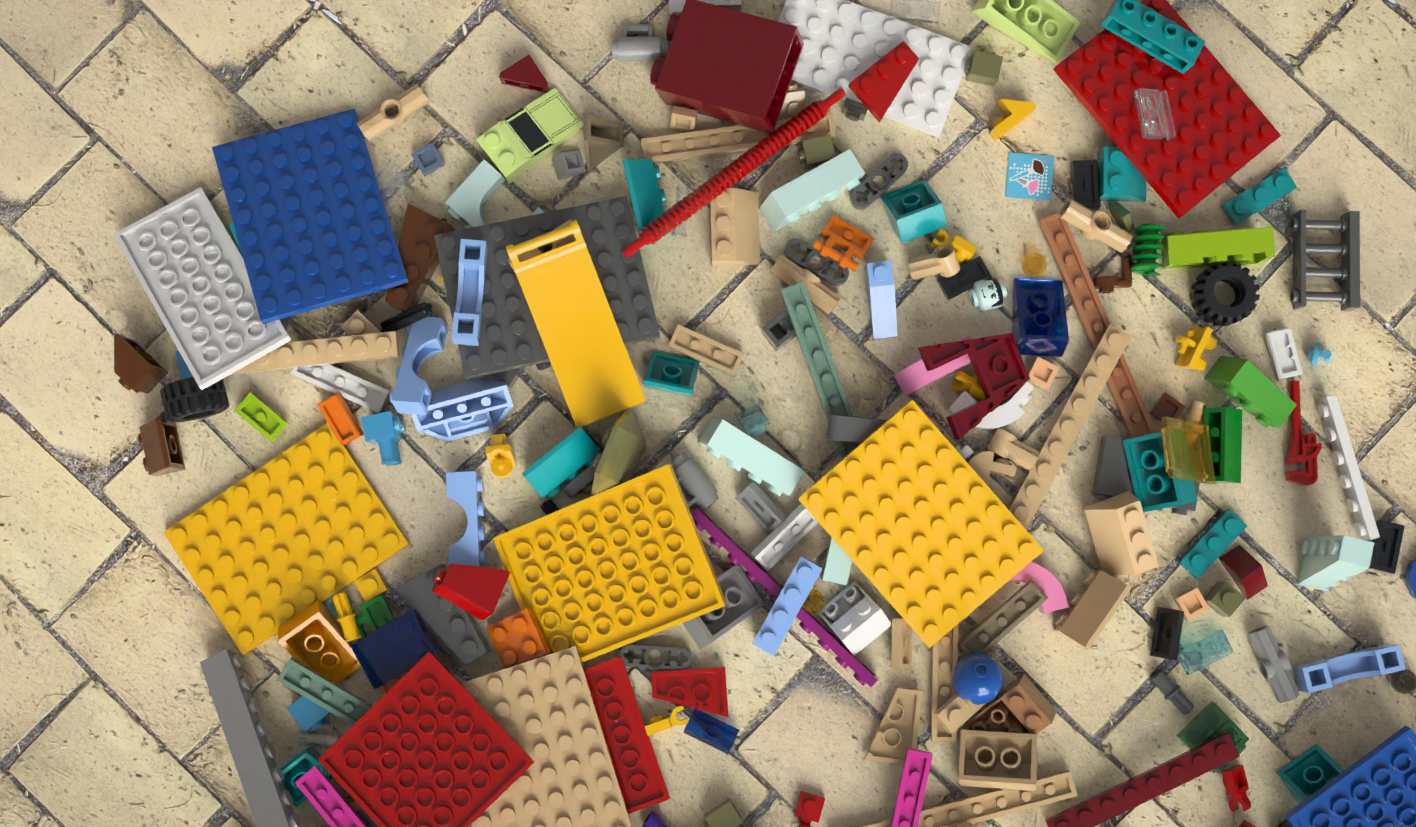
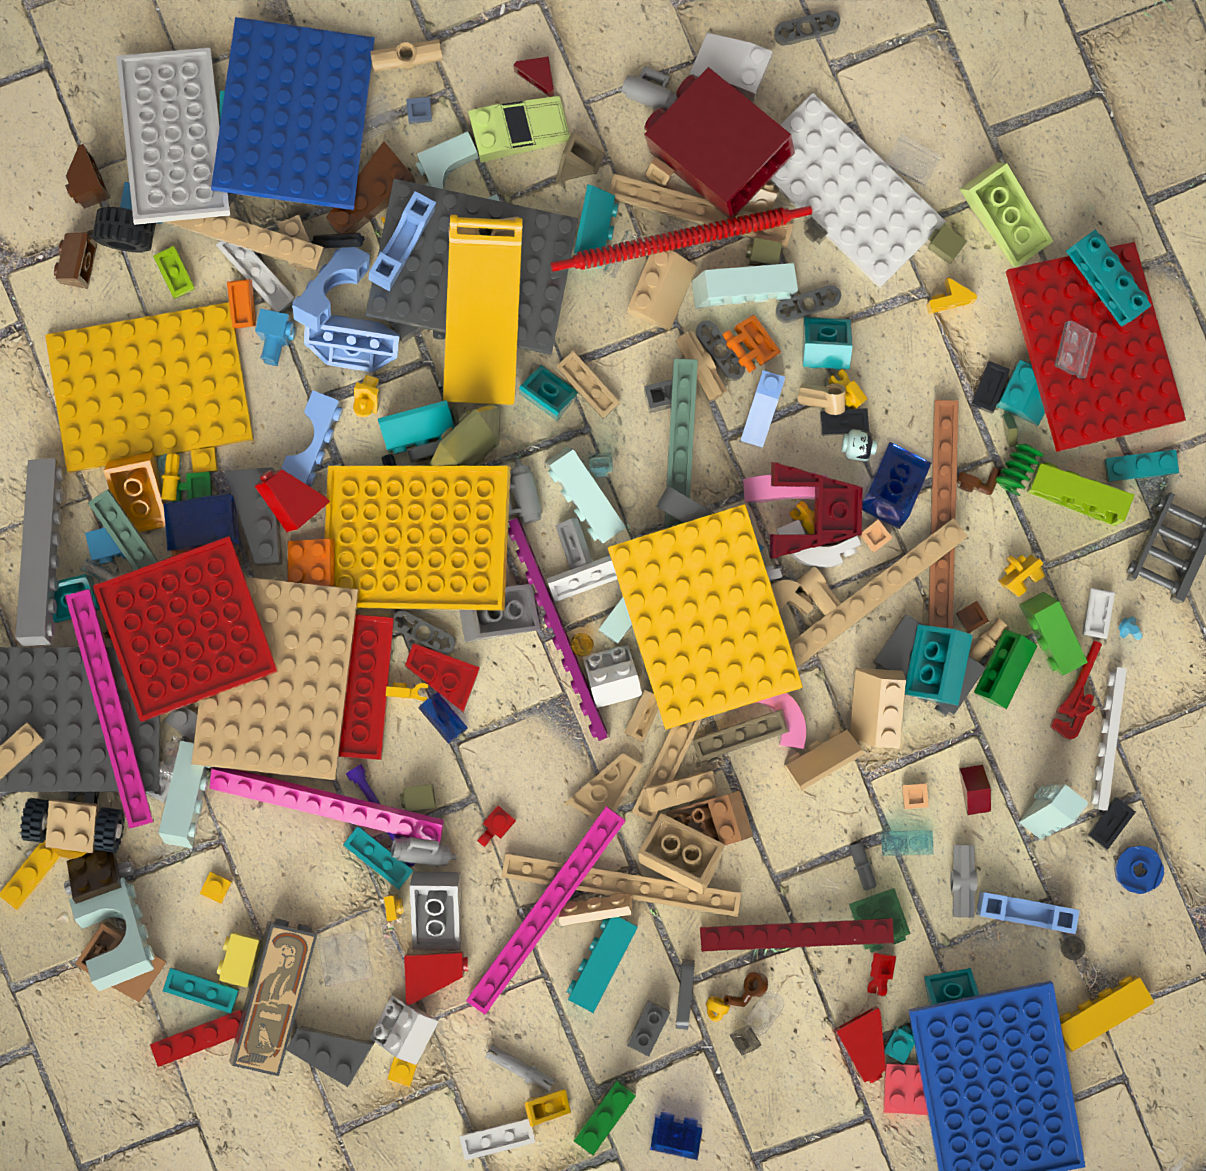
camera: 25 degrees right, 0 degrees up
(568, 164) = (540, 168): light grey slope -> none
(787, 605) = (559, 635): light blue arch -> none
(884, 79) = (850, 215): red wing -> none
(977, 678) = (695, 774): blue cylinder -> none
(1029, 176) = (945, 358): medium azure sticker -> none
(1034, 265) = (912, 438): clear yellow plate -> none
(1095, 225) = (989, 434): tan piece -> none
(1167, 633) = (881, 812): black plate -> none
(1187, 450) = (968, 656): clear yellow piece -> none
(1212, 544) = (958, 752): teal plate -> none
(1224, 599) = (945, 804): olive brick -> none
(1242, 285) = (1087, 529): black tyre -> none

